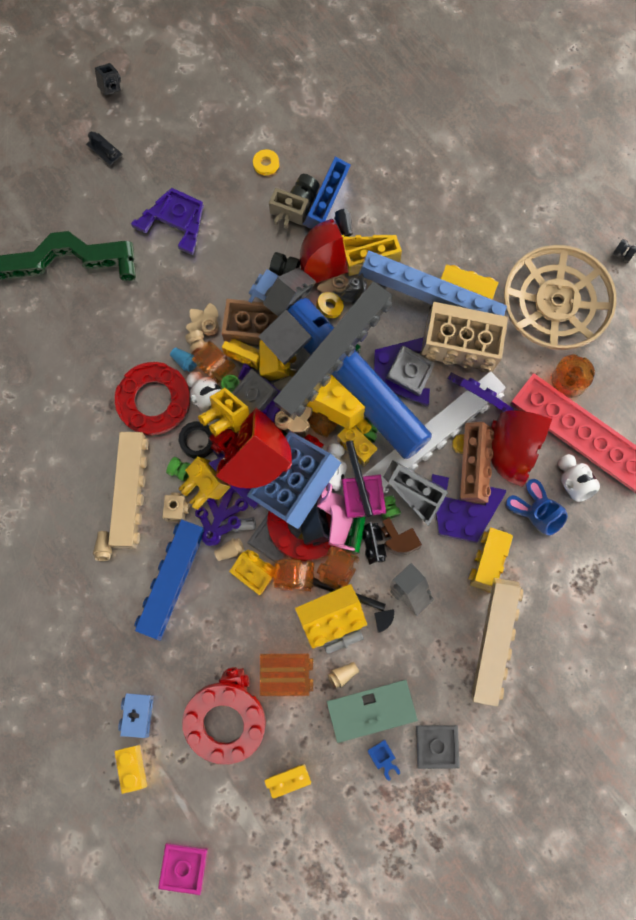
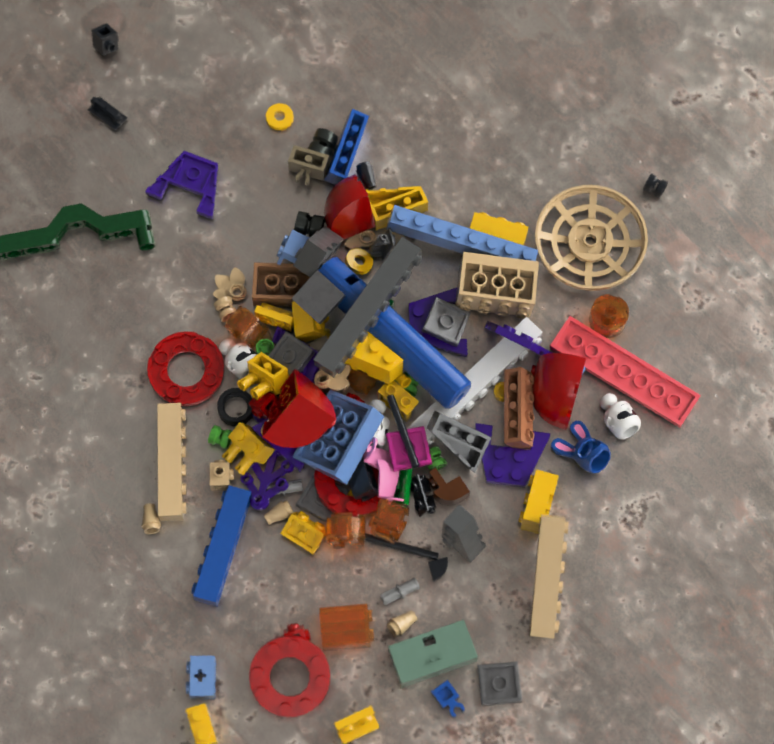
camera: 10 degrees left, 5 degrees down
(183, 359) = (214, 327): dark azure cone -> none
(331, 616) = (386, 566): yellow brick -> none

